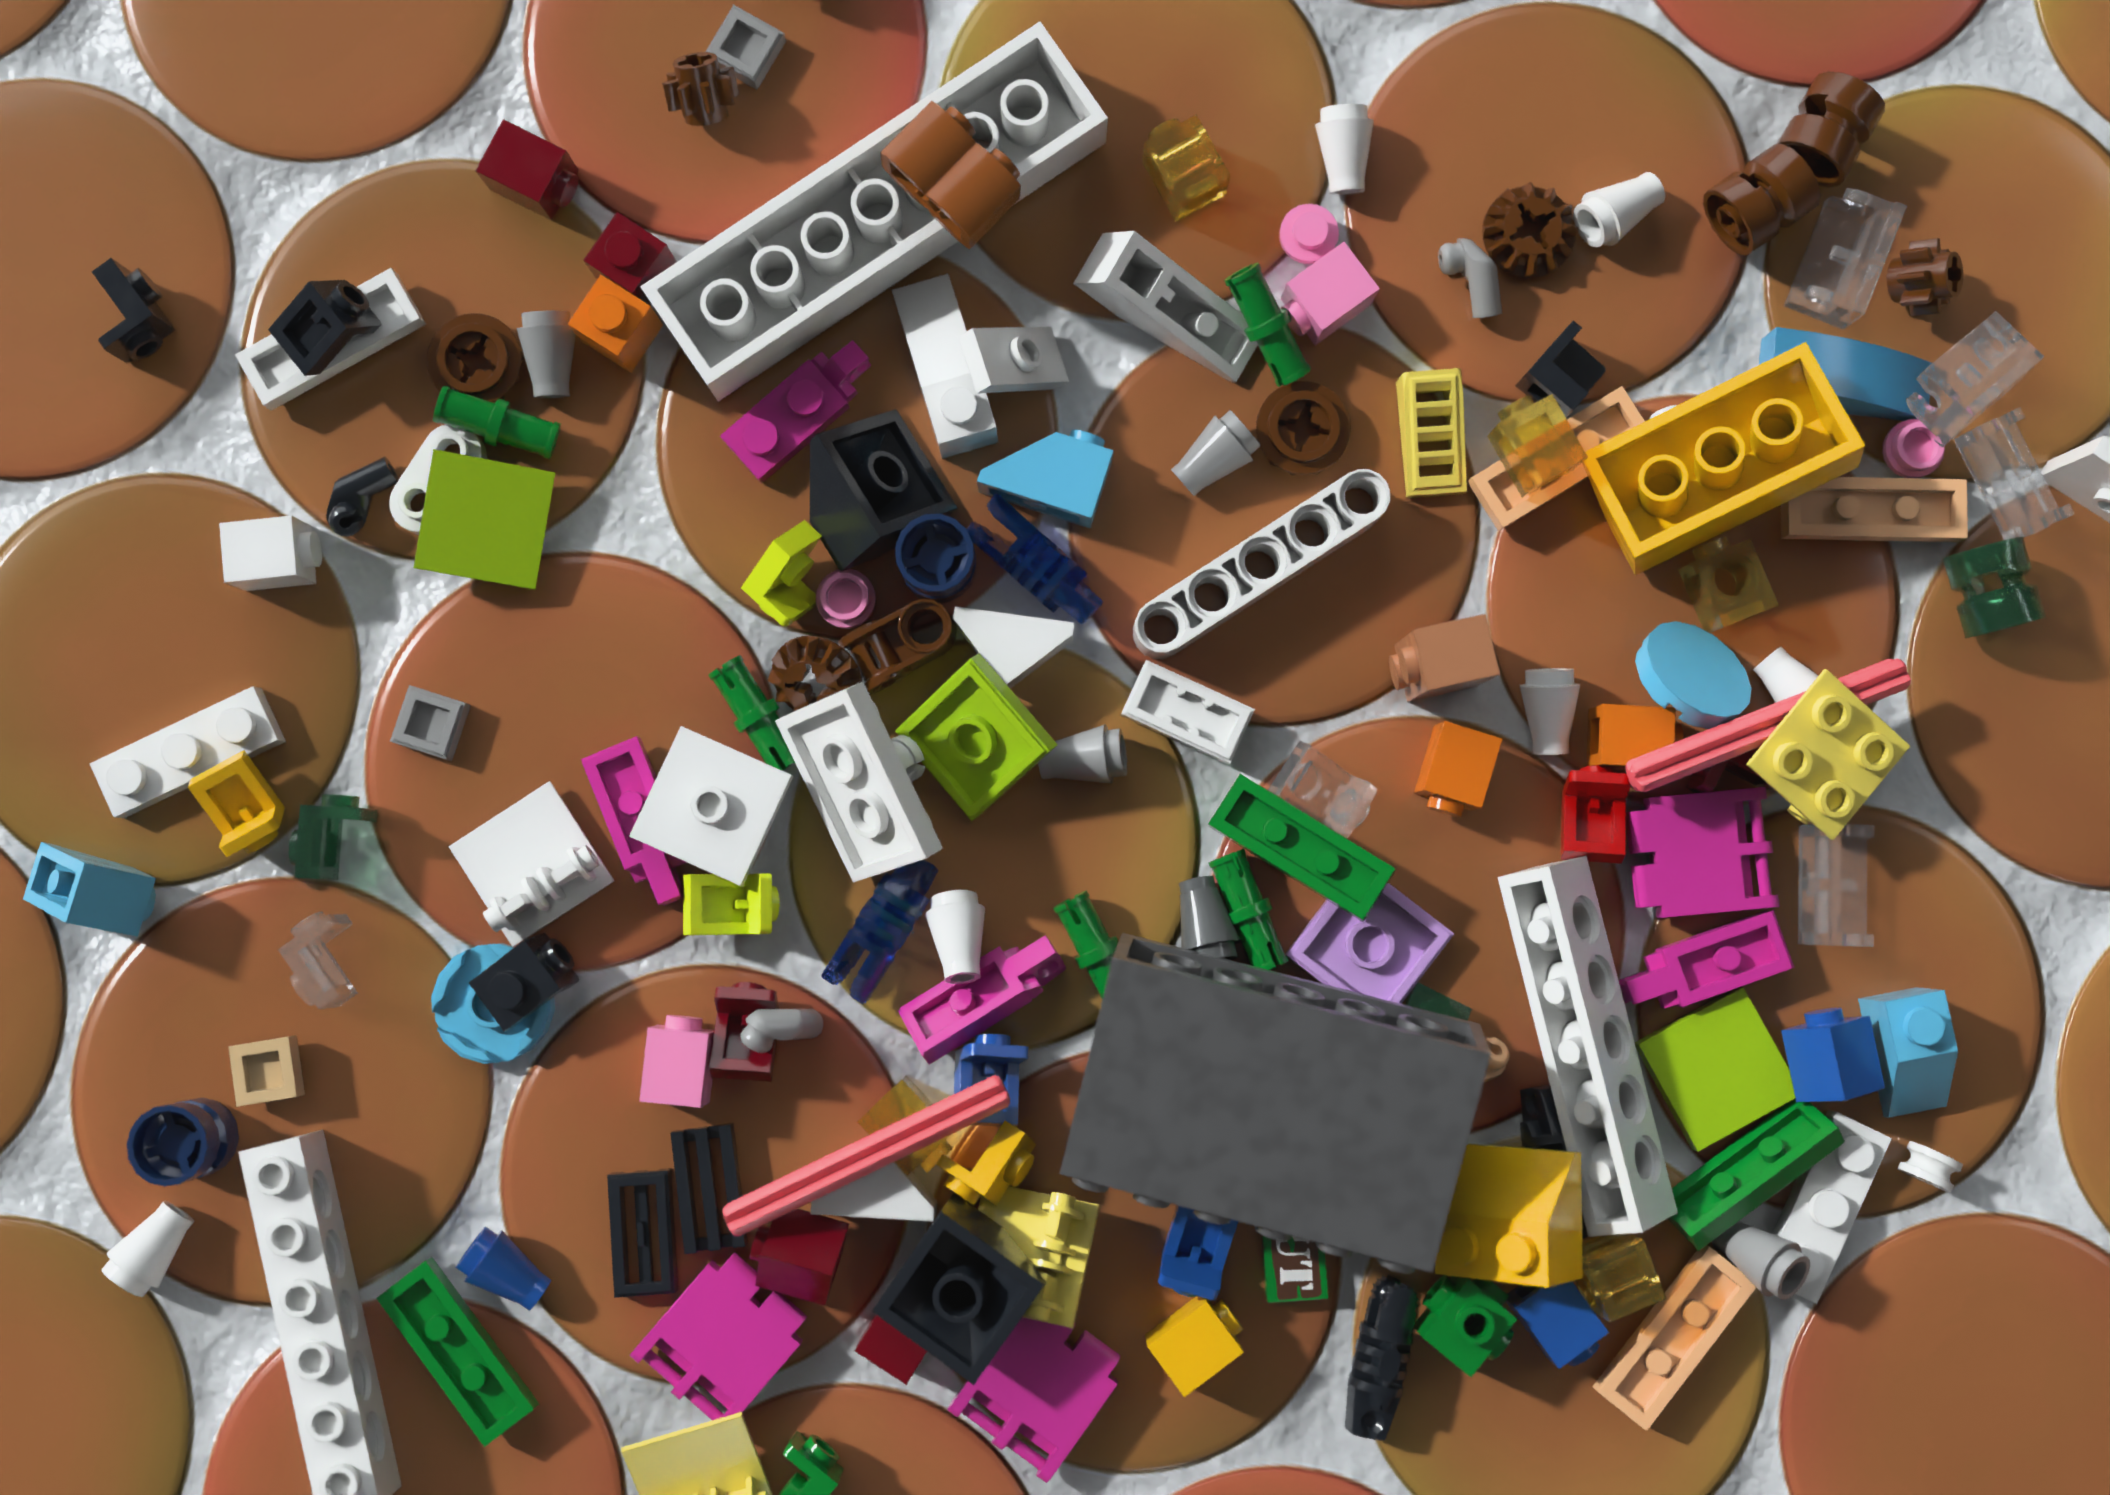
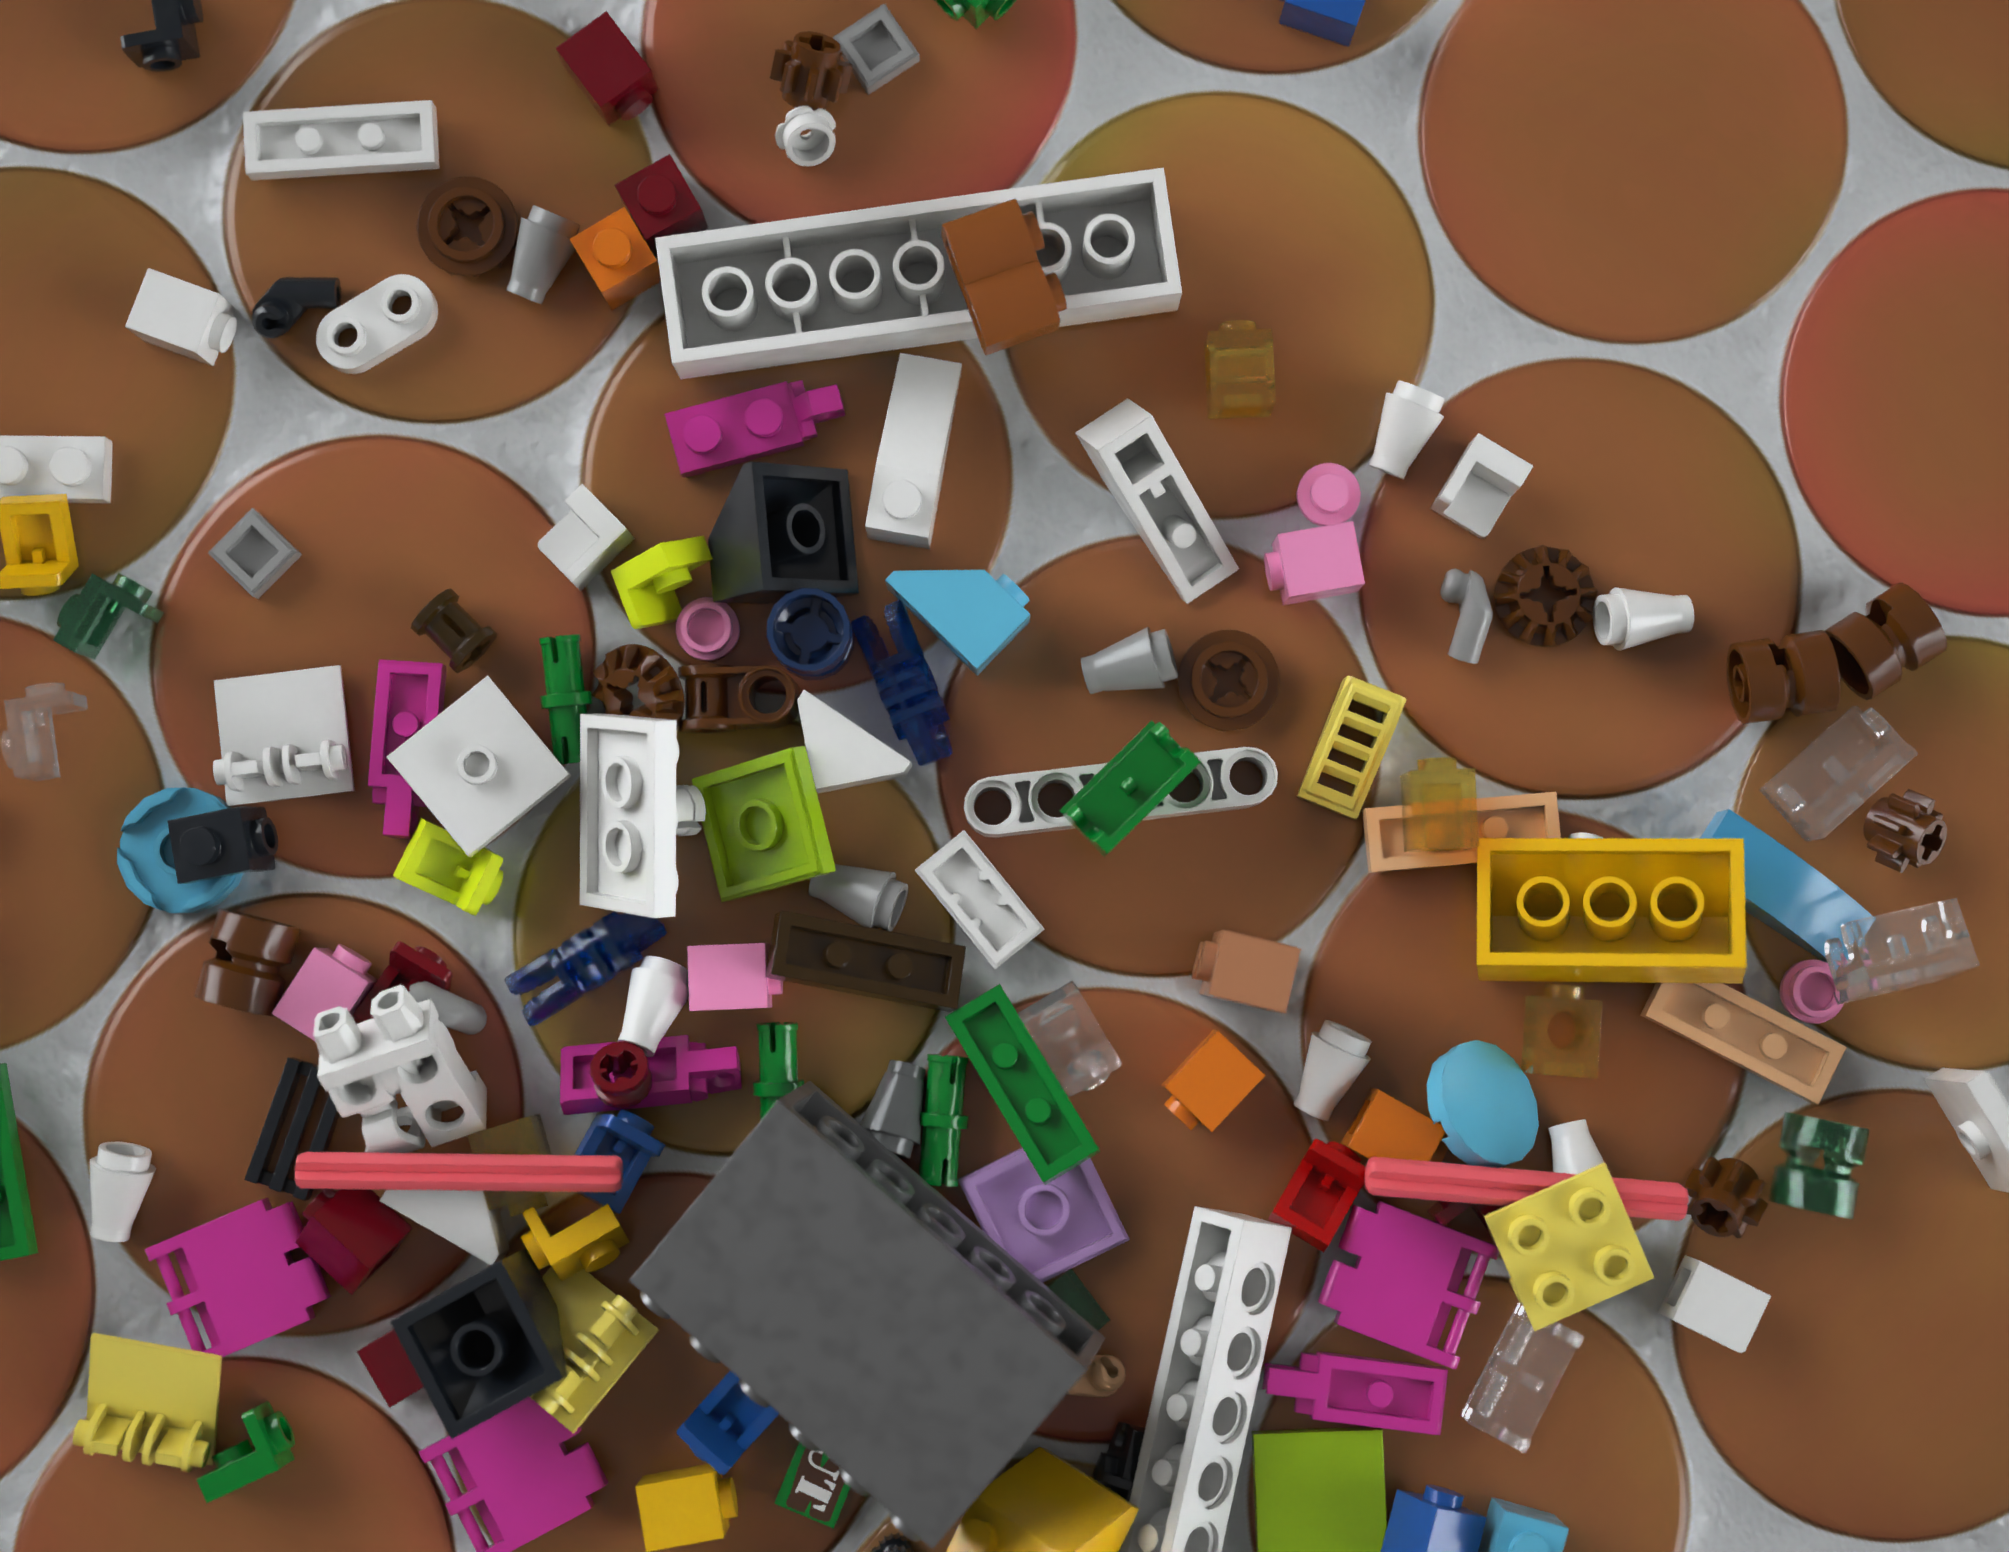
camera: 25 degrees right, 0 degrees up
(322, 323) = (339, 124): black bracket -> none
(484, 519) = (400, 385): lime tile -> none
(496, 422) = (458, 297): green pin -> none
(503, 1269) = (66, 1108): blue cone -> none
(580, 1314) = (118, 1186): none -> white cone
(596, 1069) = (247, 962): none -> reddish brown wheel
(632, 704) = (453, 630): none -> dark brown bush
(666, 1228) = (239, 1147): black tile -> none
(704, 572) = (584, 538): none -> white panel
(735, 150) = (808, 148): none -> white plate
(759, 1084) = (396, 1053): none -> white hips
(951, 994) = (618, 1058): none -> dark red bush
(1013, 359) = (979, 479): white plate -> none
(1013, 877) = (730, 977): none -> bright pink brick
(1119, 809) = (865, 961): none -> dark brown plate
(1267, 324) = (1242, 564): green pin -> none
(1271, 552) = (1129, 787): none -> green hinge
(1431, 163) = (1481, 486): none -> white panel
(1563, 371) = (1506, 751): black panel -> none
(1931, 651) = (1725, 1197): none -> reddish brown gear
(1964, 745) = (1714, 1304): none -> white panel
(2010, 477) = (1894, 1066): clear hinge -> none

